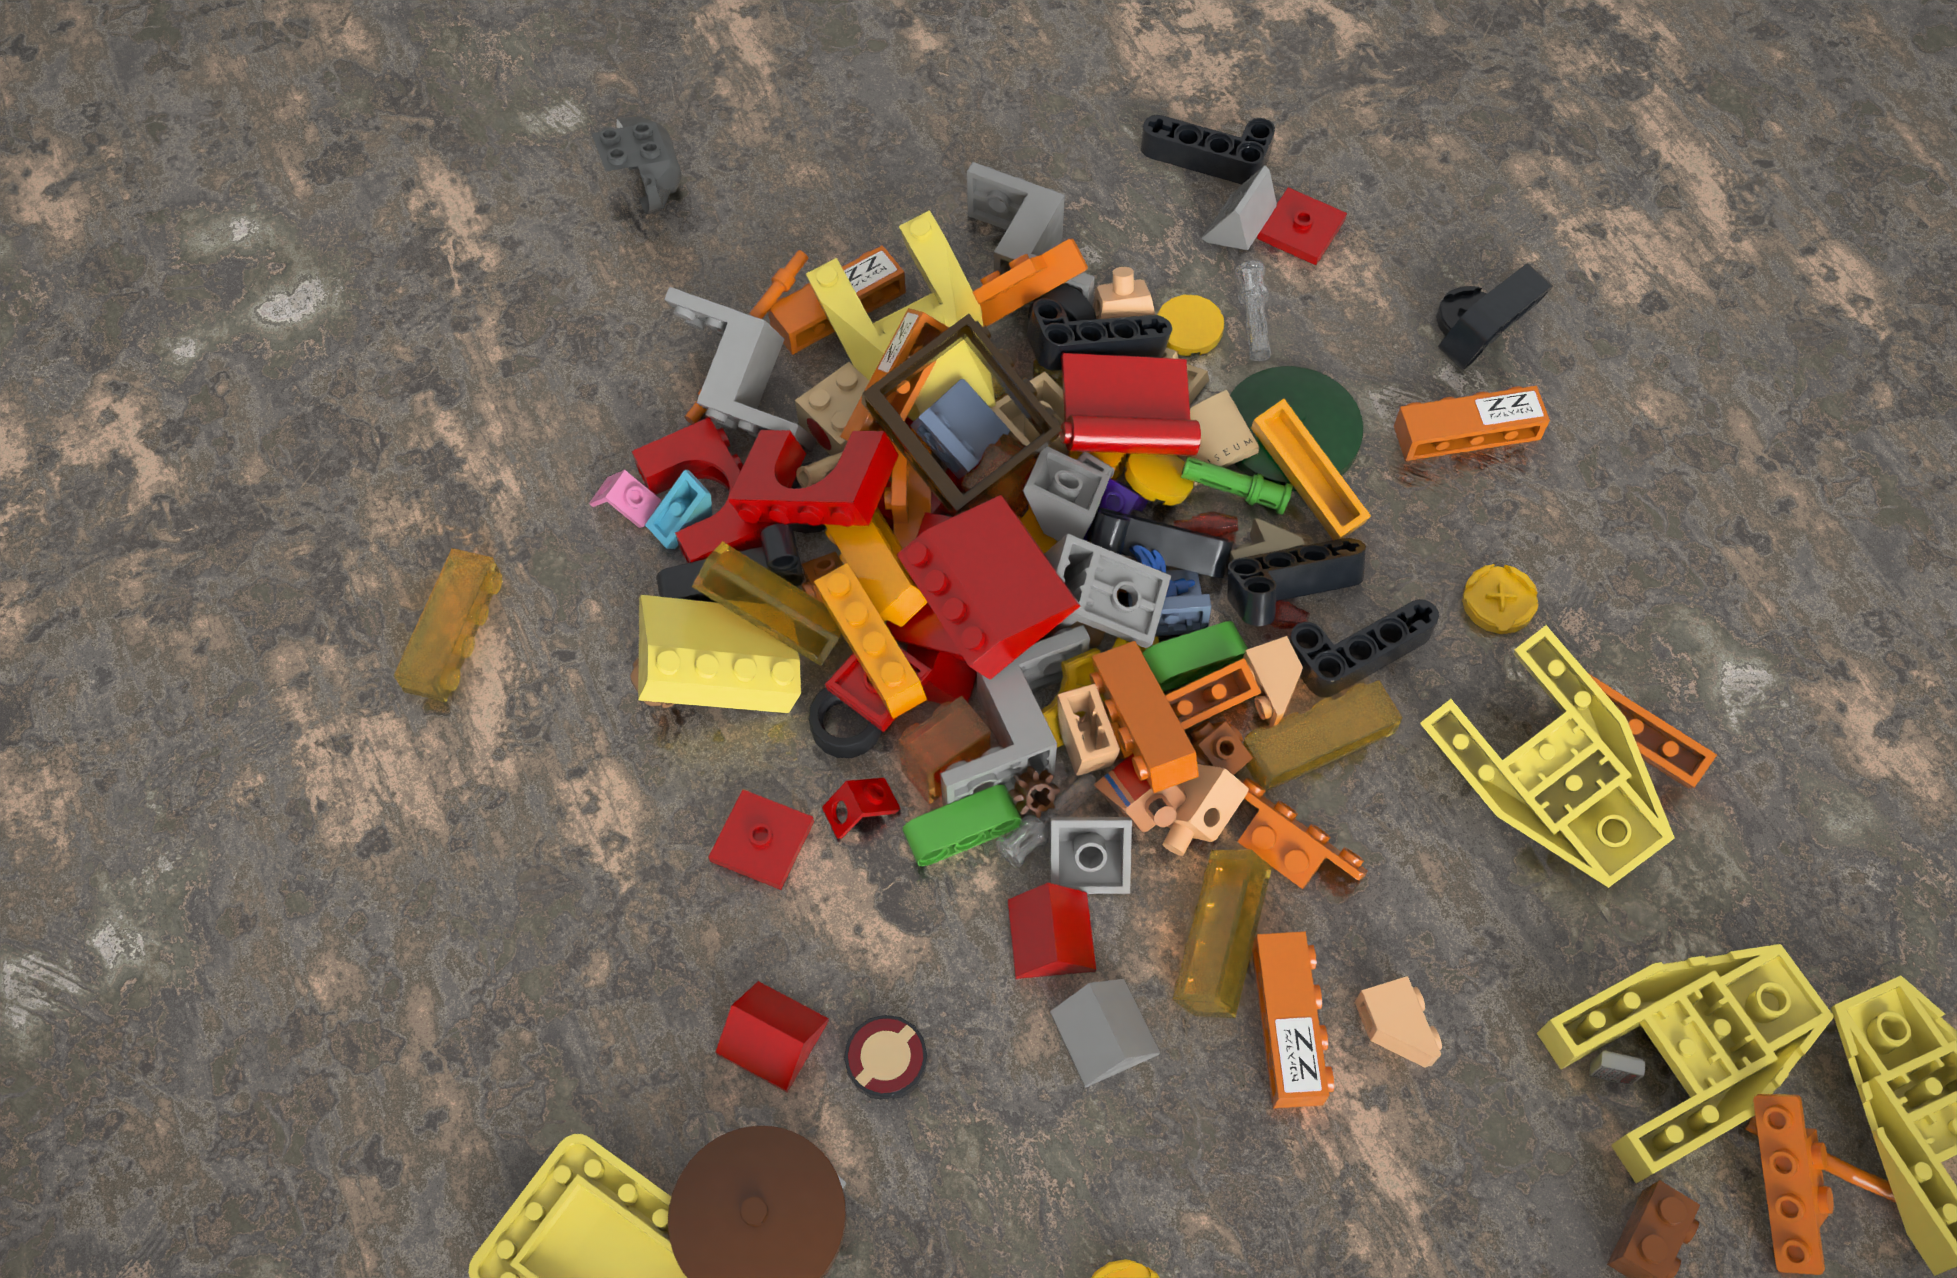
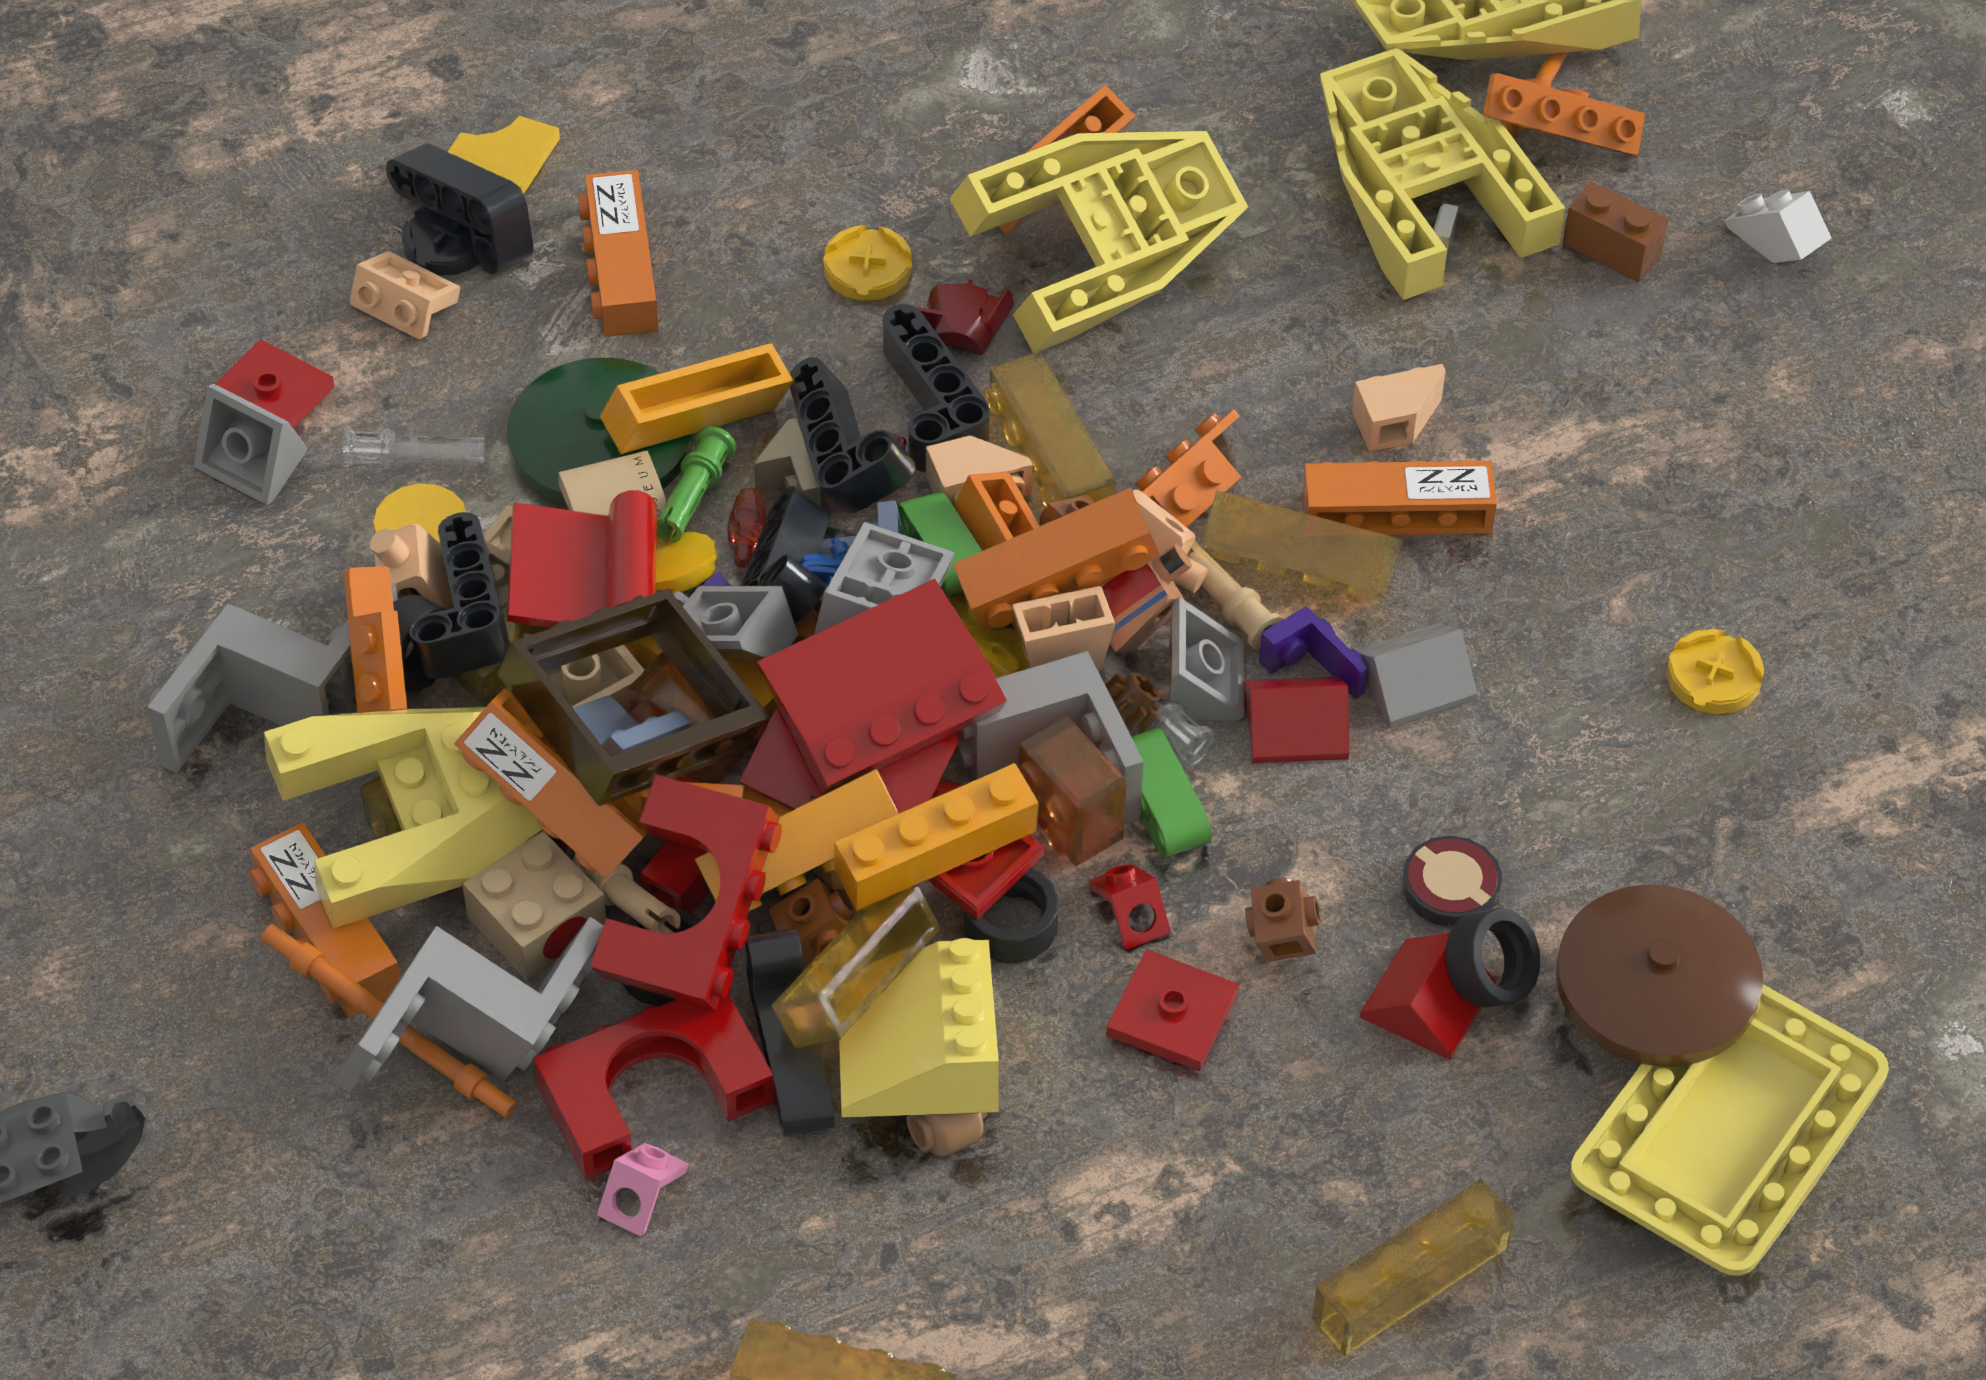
camera: 90 degrees left, 10 degrees down
(508, 1011) = (1412, 1266): none -> clear yellow brick
(682, 507) = (680, 1093): medium azure slope -> none
(765, 1094) = (1466, 963): none -> black tyre
(830, 914) = (1283, 919): none -> dark orange brick
(1120, 924) = (1303, 633): none -> dark purple bracket
(1158, 885) = (1239, 605): none -> tan pin
(1208, 149) = (140, 449): black beam -> none
(1408, 290) = (401, 293): none -> light nougat bracket
(1450, 671) = (966, 314): none -> dark red piece
(1562, 345) = (511, 152): none -> yellow tile

